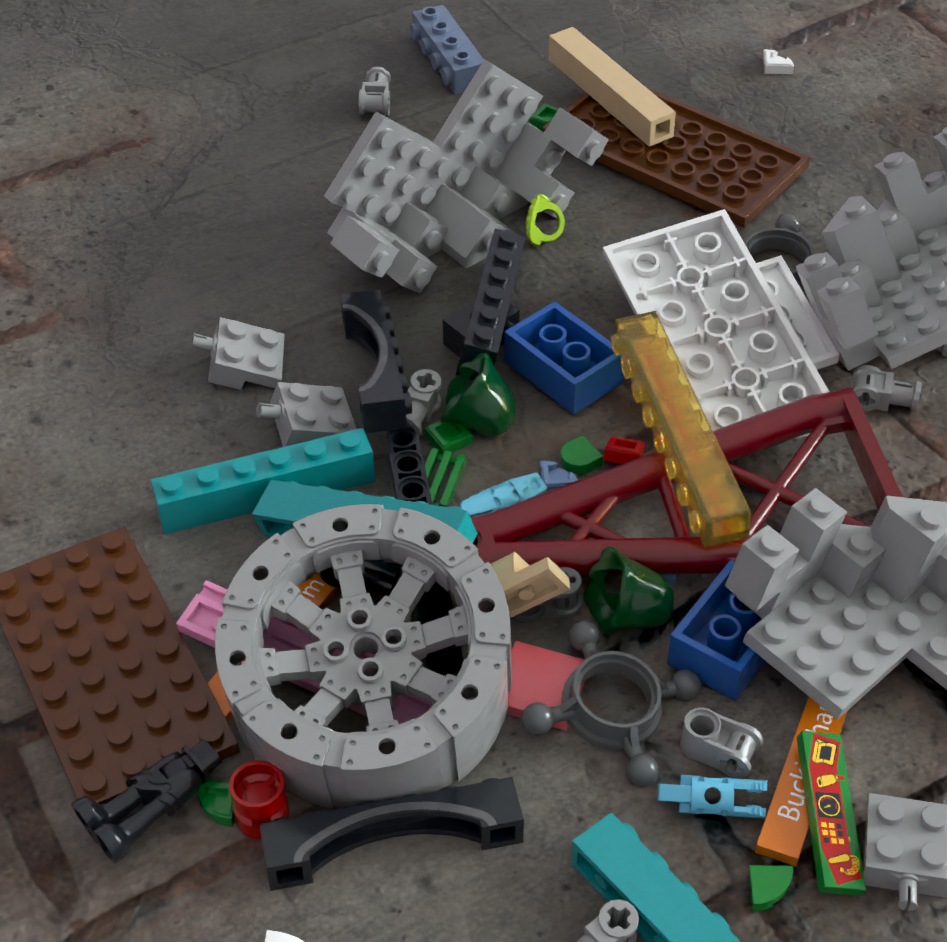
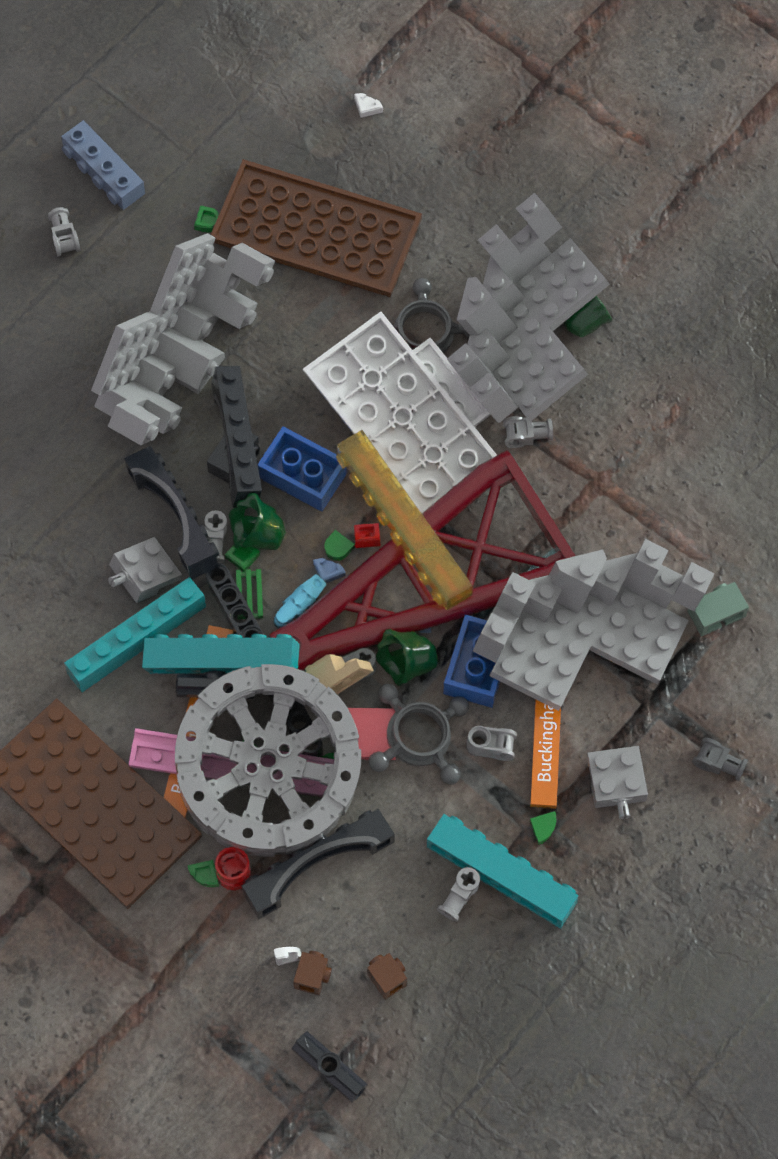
camera: 20 degrees left, 20 degrees up
(161, 790) = (170, 877): black piece -> none
(242, 354) = (73, 529): light grey plate -> none
(533, 233) = (238, 327): lime piece -> none
(612, 86) = (250, 182): tan brick -> none
(692, 800) = (484, 780): medium azure hinge -> none
(830, 814) = (567, 770): tile -> none

